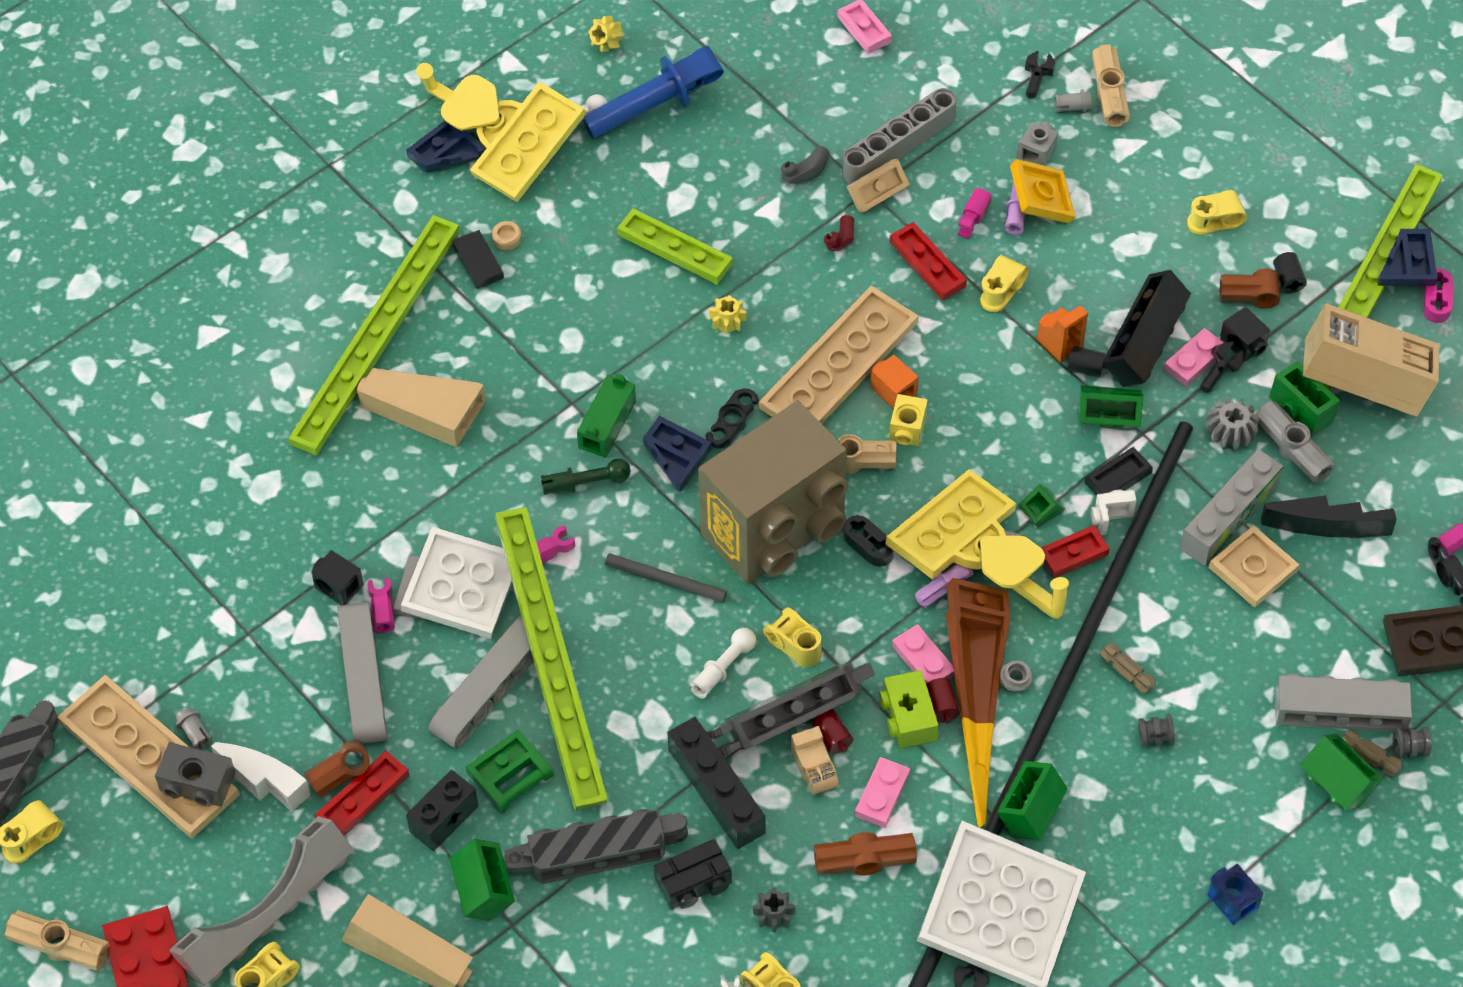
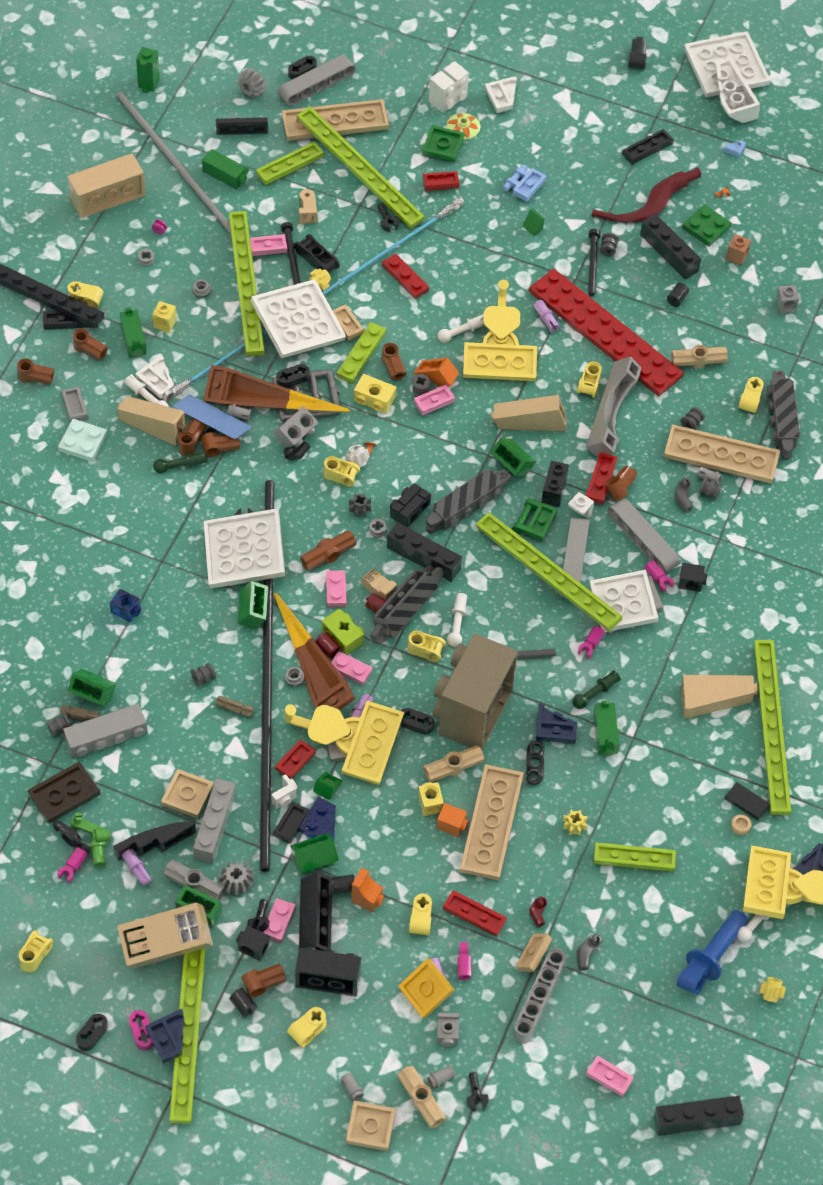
camera: 150 degrees right, 0 degrees up
(149, 833) = (692, 418): none -> dark grey bush
(182, 762) = (696, 444): dark grey brick -> none
(209, 704) = (710, 488): none -> dark grey bush
(257, 718) = (681, 495): none -> dark grey arm
(265, 774) = (659, 466): white slope -> none
(425, 748) = (582, 505): none -> white bracket
(760, 856) = (377, 533): none -> light grey bush
(1076, 458) = (319, 819): none -> clear blue wing
(1157, 242) = (328, 971): none -> black brick
(1188, 82) = (370, 1126): none -> tan plate
(1190, 124) = (355, 1092): none -> light grey pin
(1367, 491) = (136, 867): none -> lavender axle
(1408, 557) = (98, 835): none -> bright green pin

